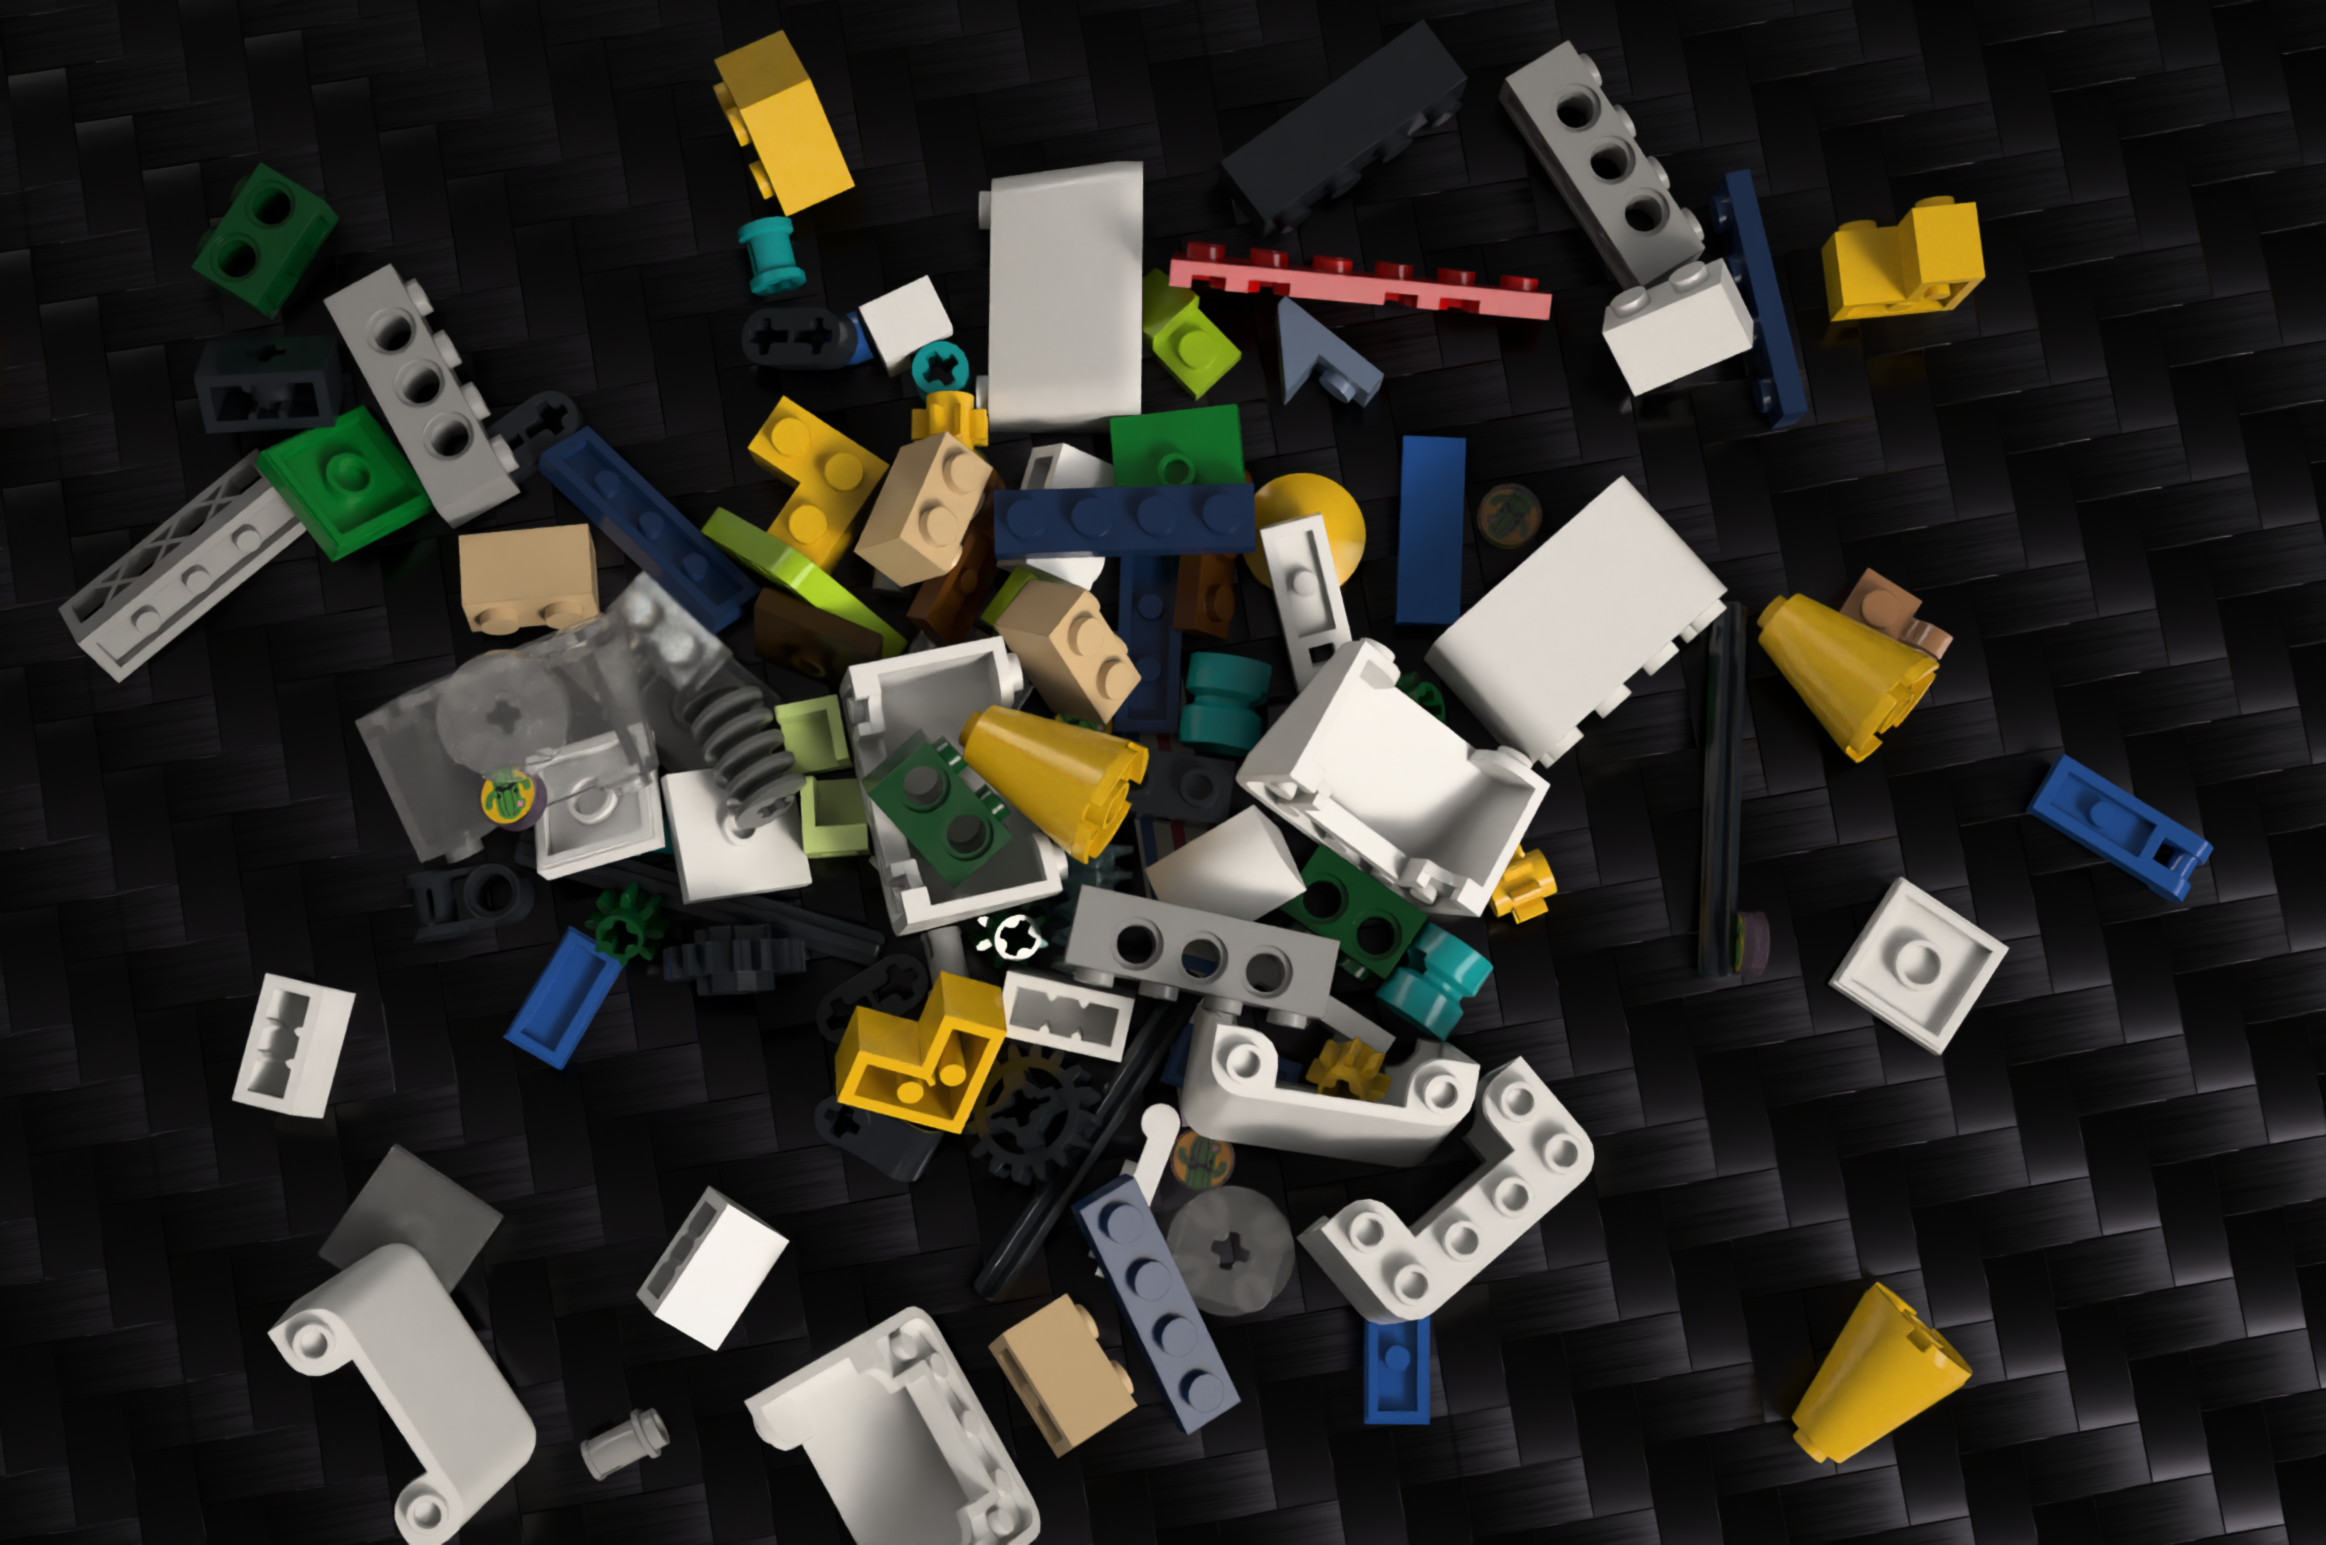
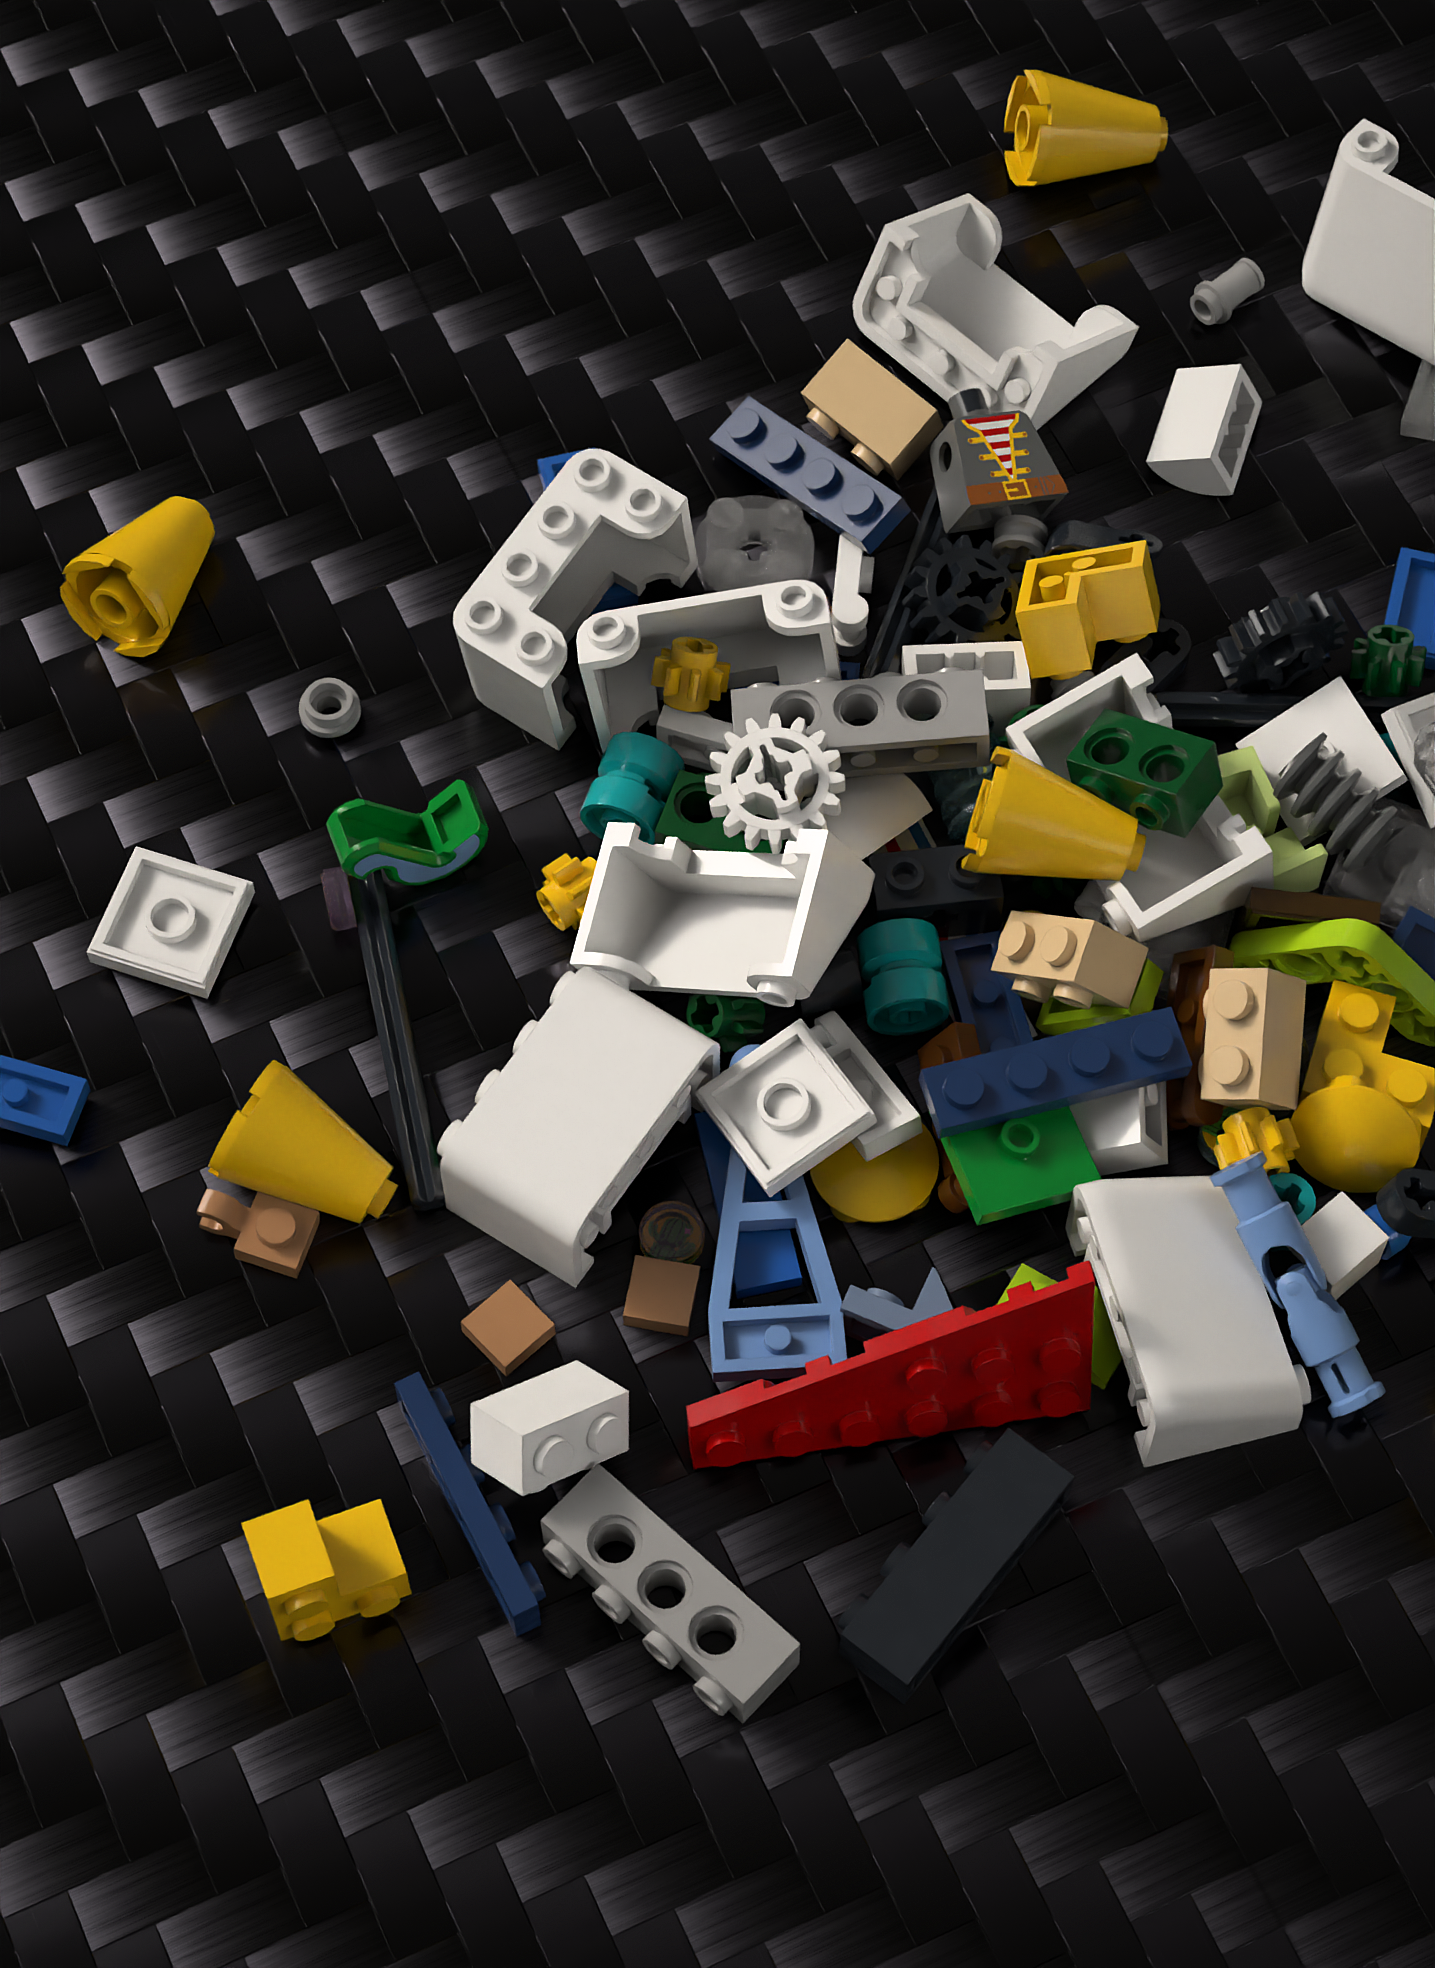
camera: 170 degrees right, 20 degrees down
(854, 412) = (1354, 1136): none -> yellow dish
(953, 1178) = (1020, 538): none -> light grey bush
(961, 281) = (1314, 1317): none -> medium blue piece
(961, 1262) = (991, 467): none -> dark grey torso
(1338, 885) = (795, 770): none -> white gear
(1384, 573) = (785, 1107): none -> white plate
(1447, 373) = (771, 1339): none -> medium blue plate
(1534, 458) = (661, 1295): none -> medium nougat tile
(1675, 980) = (408, 844): none -> green animal
(1682, 465) = (508, 1327): none -> medium nougat tile
(1732, 1174) = (326, 694): none -> light grey plate

